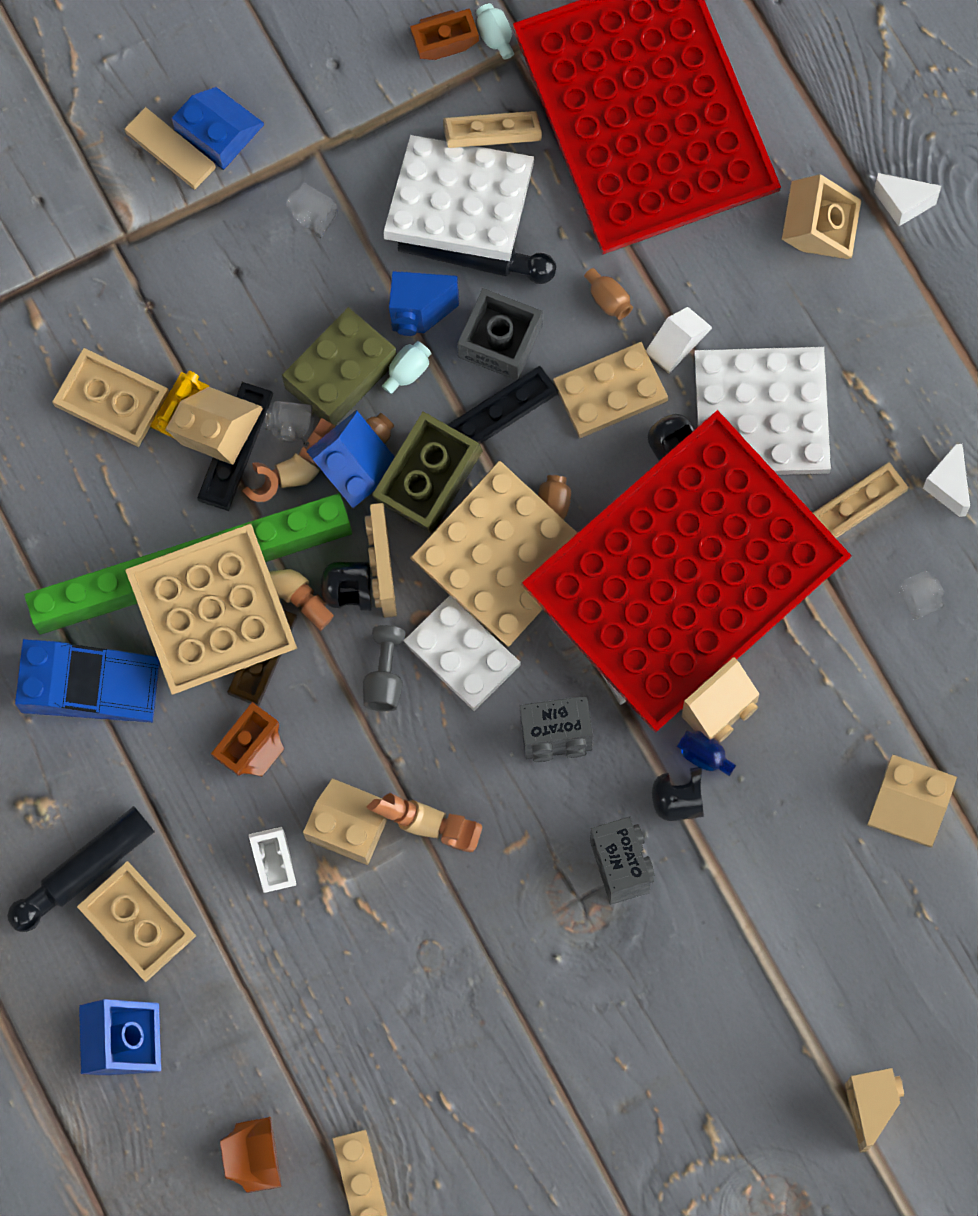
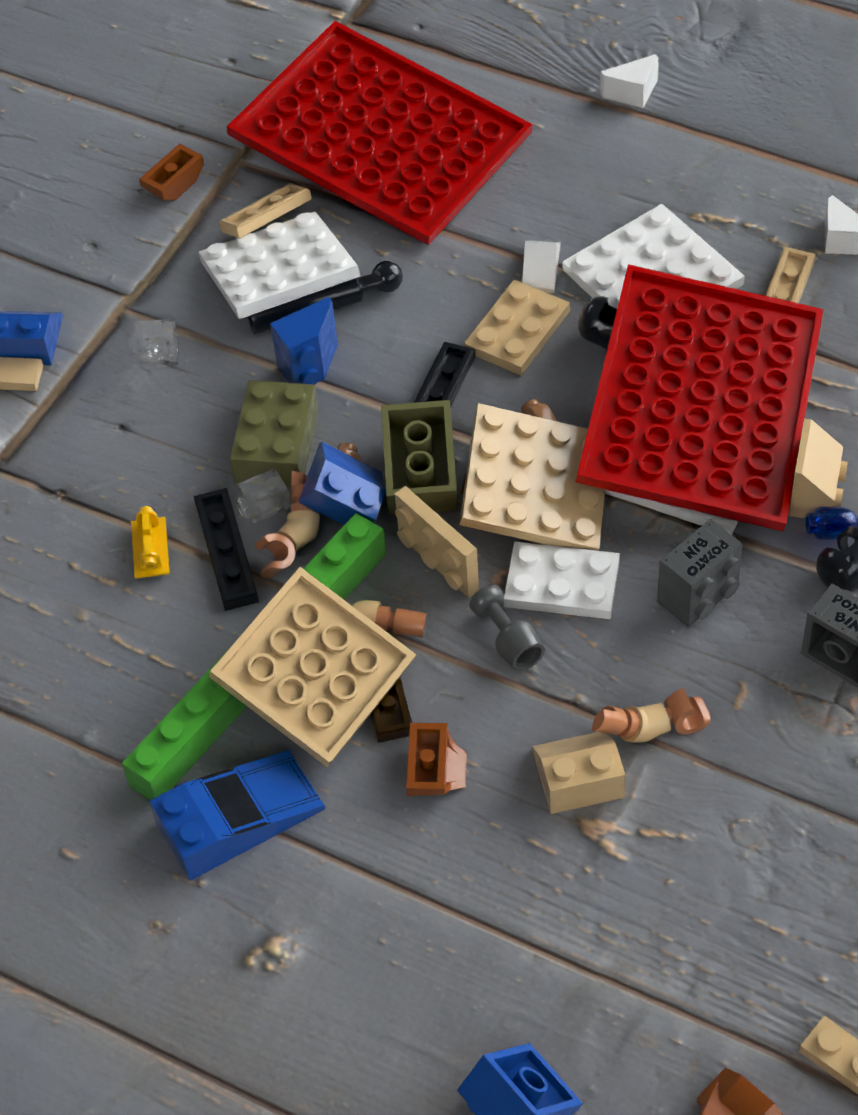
camera: 35 degrees left, 20 degrees down
(81, 869) = (359, 970): black piece -> none
(110, 397) = (80, 575): tan plate -> none
(136, 921) = (450, 981): tan plate -> none
(214, 423) = (196, 538): tan slope -> none
(272, 859) = (535, 840): white slope -> none
(347, 576) = (413, 579): black helmet -> none
(407, 366) = (332, 402): light aqua plant -> none
(494, 29) = (214, 150): light aqua plant -> none
(500, 334) = (394, 332): dark grey brick -> none
(609, 294) = (459, 264): medium nougat plant -> none
(821, 217) = (580, 126): tan slope -> none

